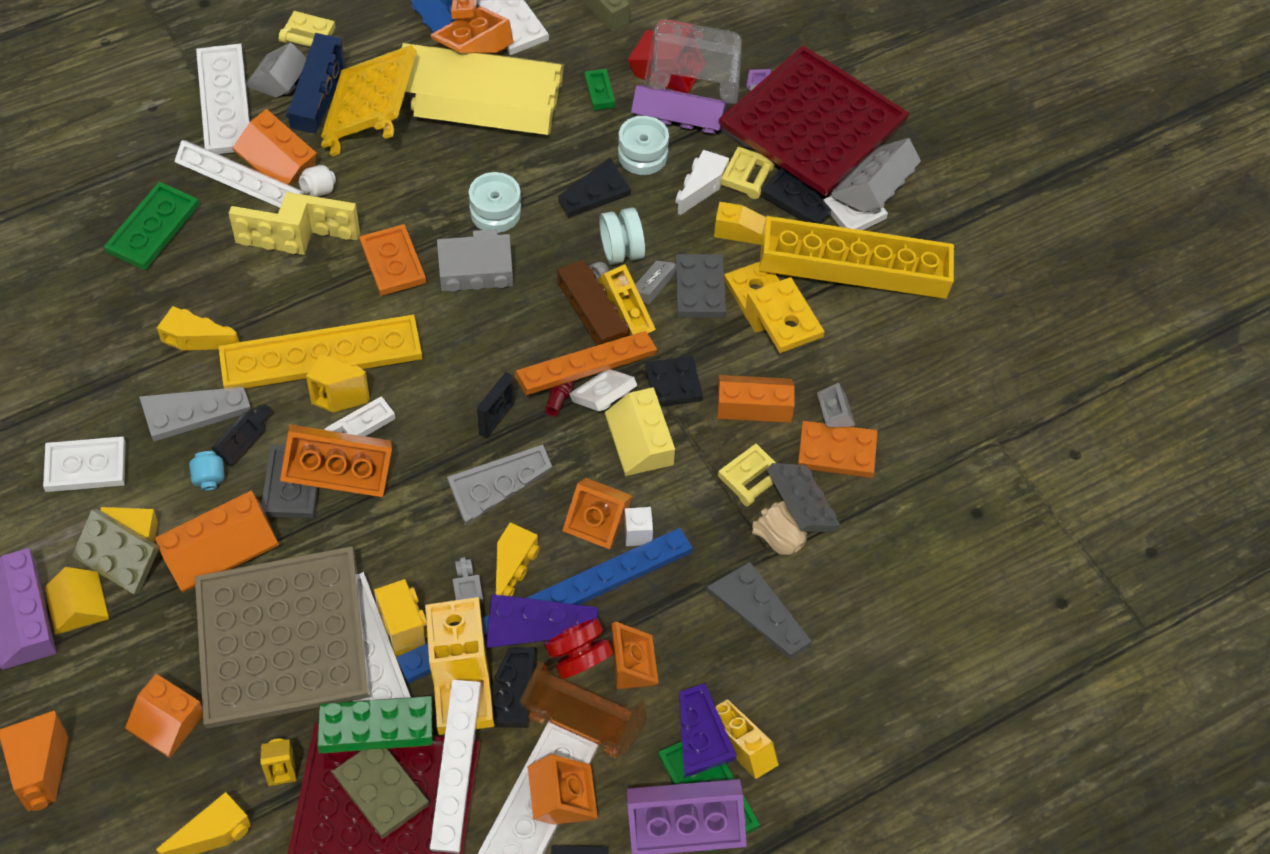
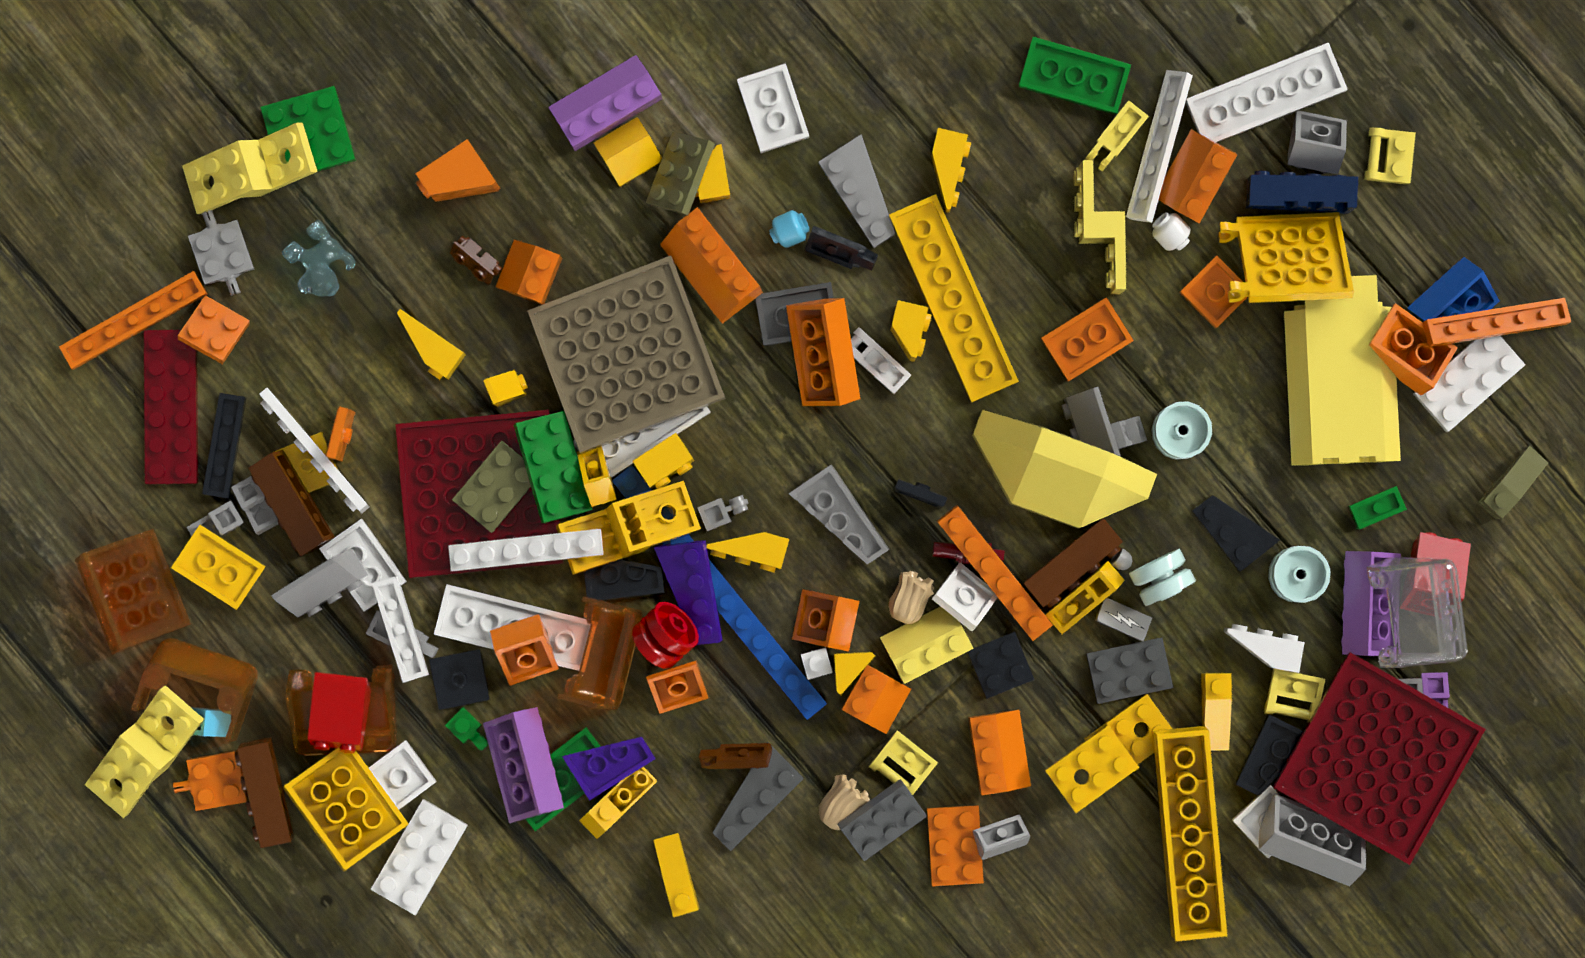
camera: 80 degrees right, 30 degrees up
(126, 775) = (466, 252): none -> reddish brown hinge
(214, 203) = (1118, 133): none -> light yellow hinge
(381, 162) = (1209, 292): none -> orange plate
(398, 680) = (596, 476): none -> yellow slope
(500, 298) = (1058, 473): none -> light yellow panel
(592, 436) = (910, 597): none -> tan piece
(653, 493) = (848, 667): none -> yellow slope
(681, 487) = (876, 699): none -> orange slope
(717, 614) = (737, 756): none -> reddish brown hinge
(830, 695) = (676, 875): none -> yellow slope

